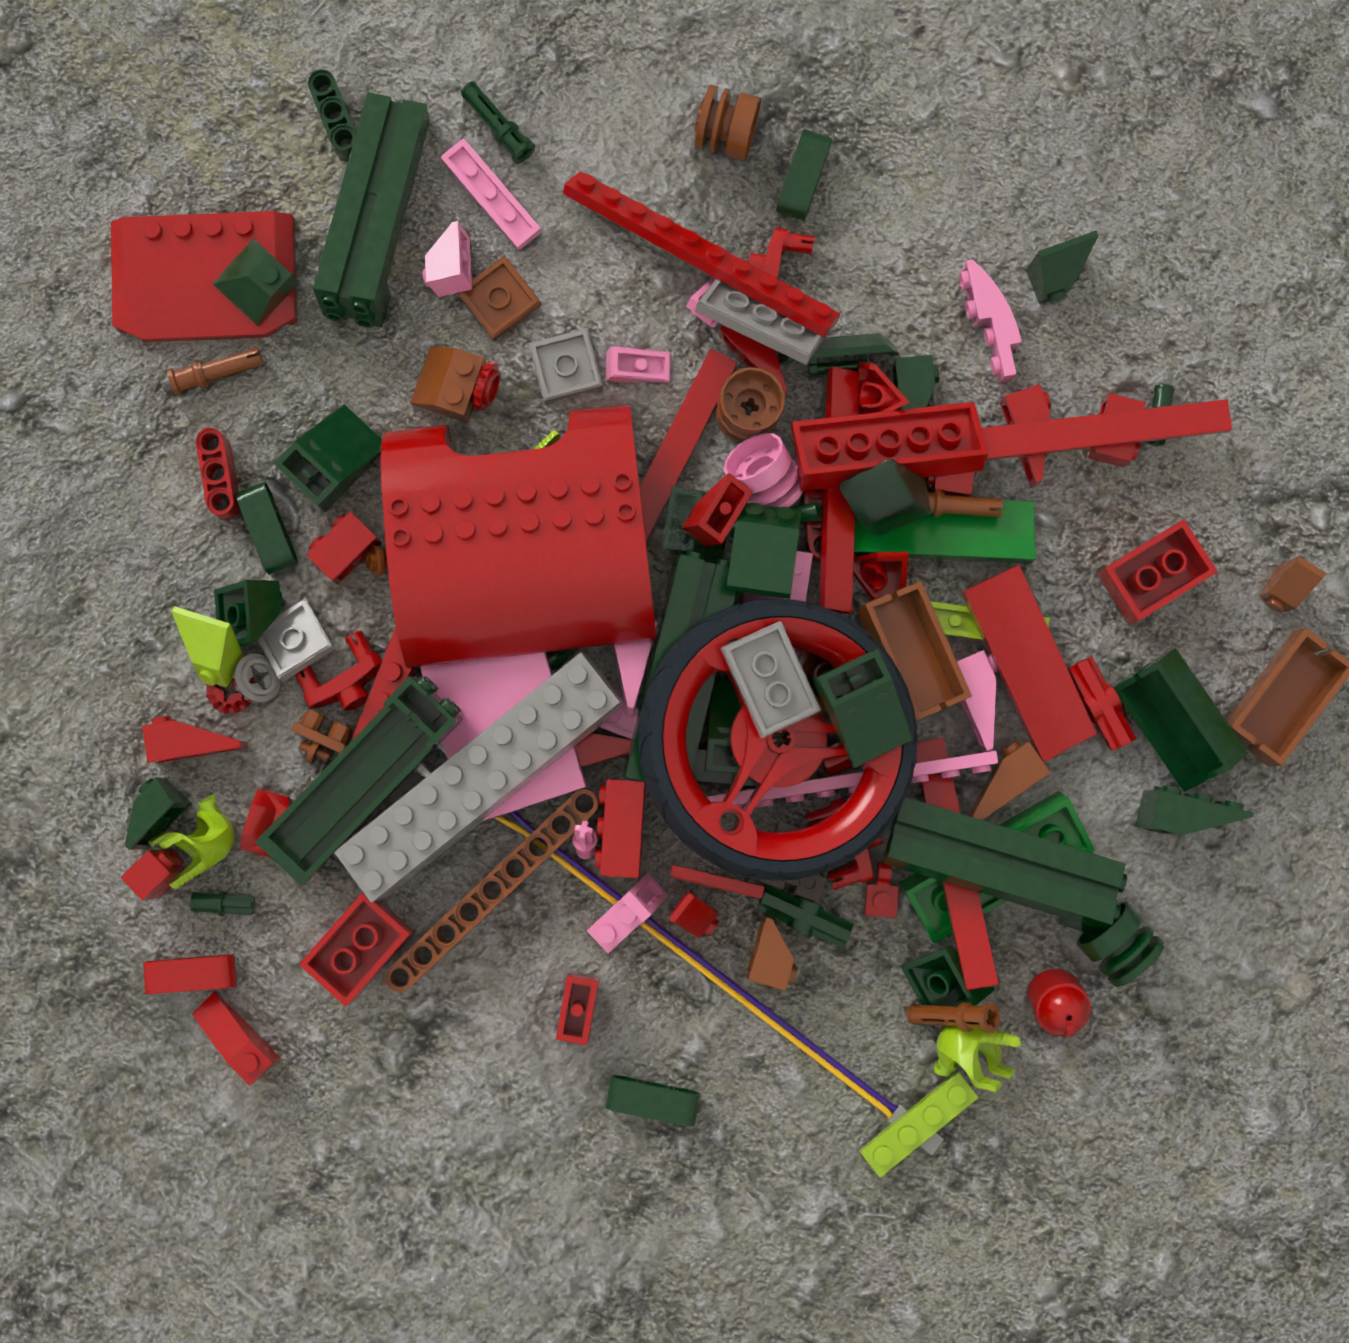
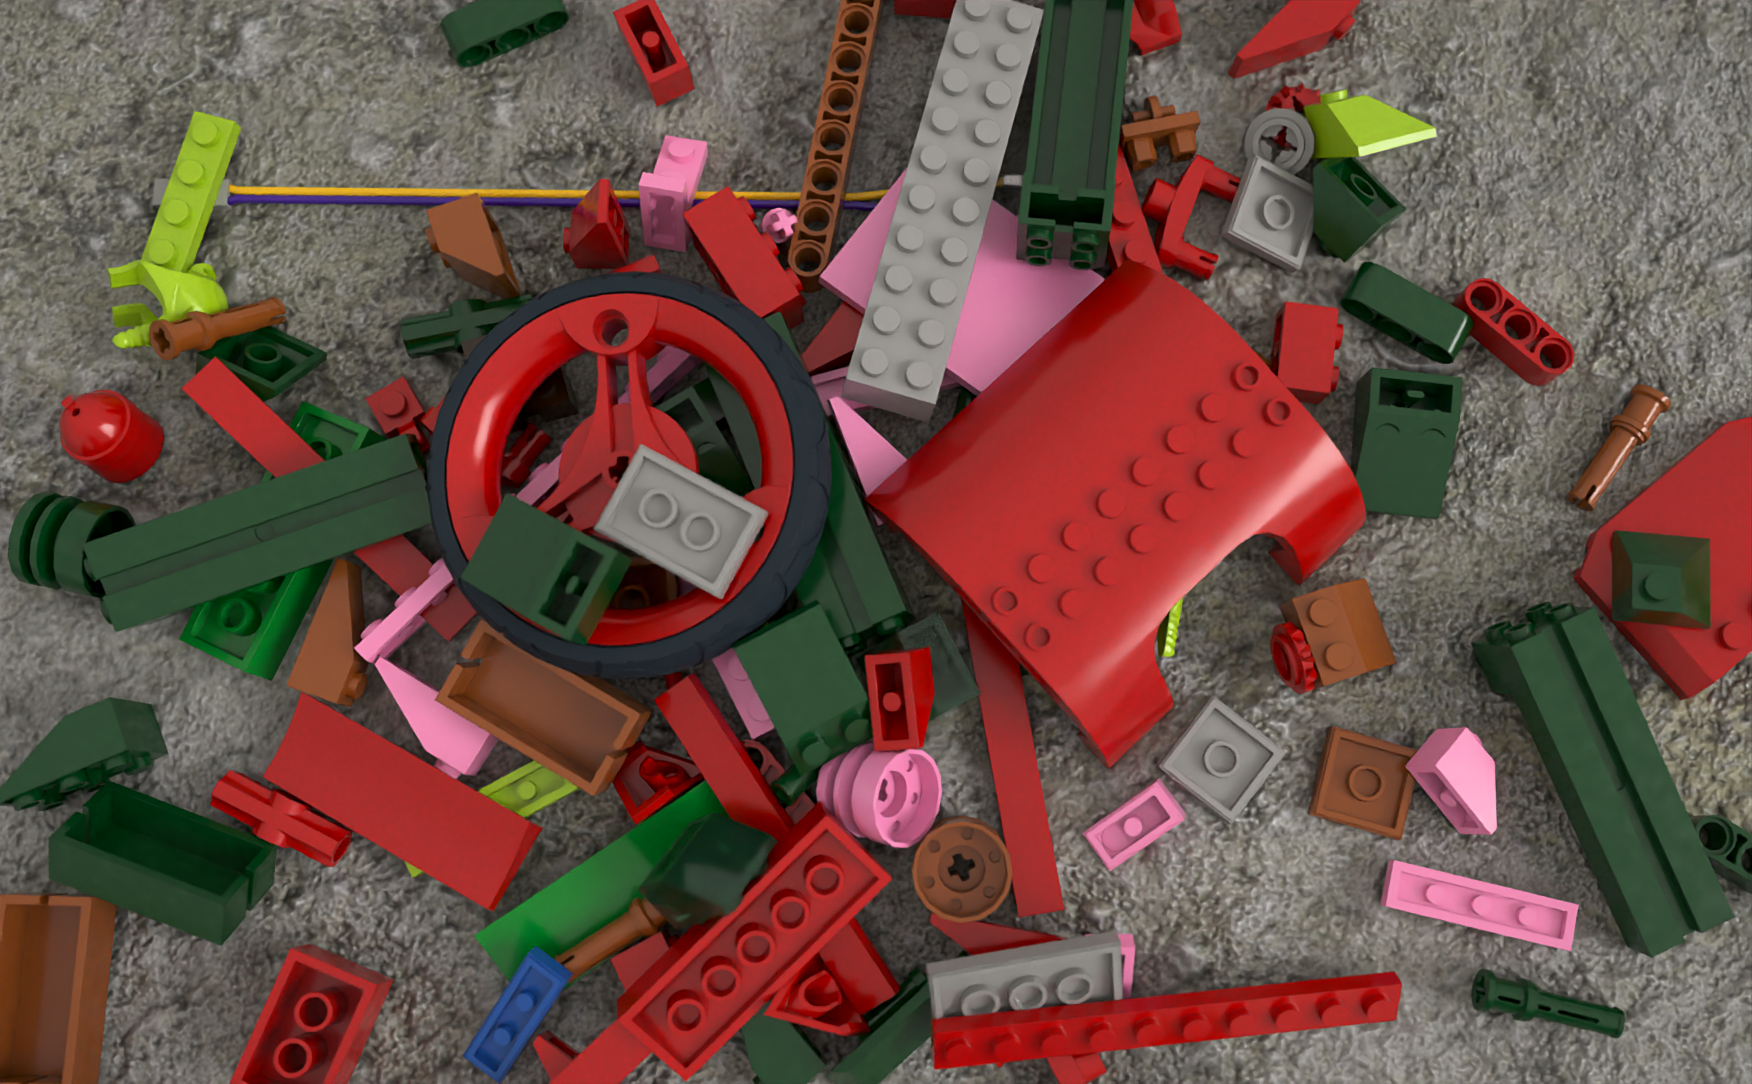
camera: 145 degrees right, 5 degrees down
(1040, 502) = (517, 1014): none -> blue tile

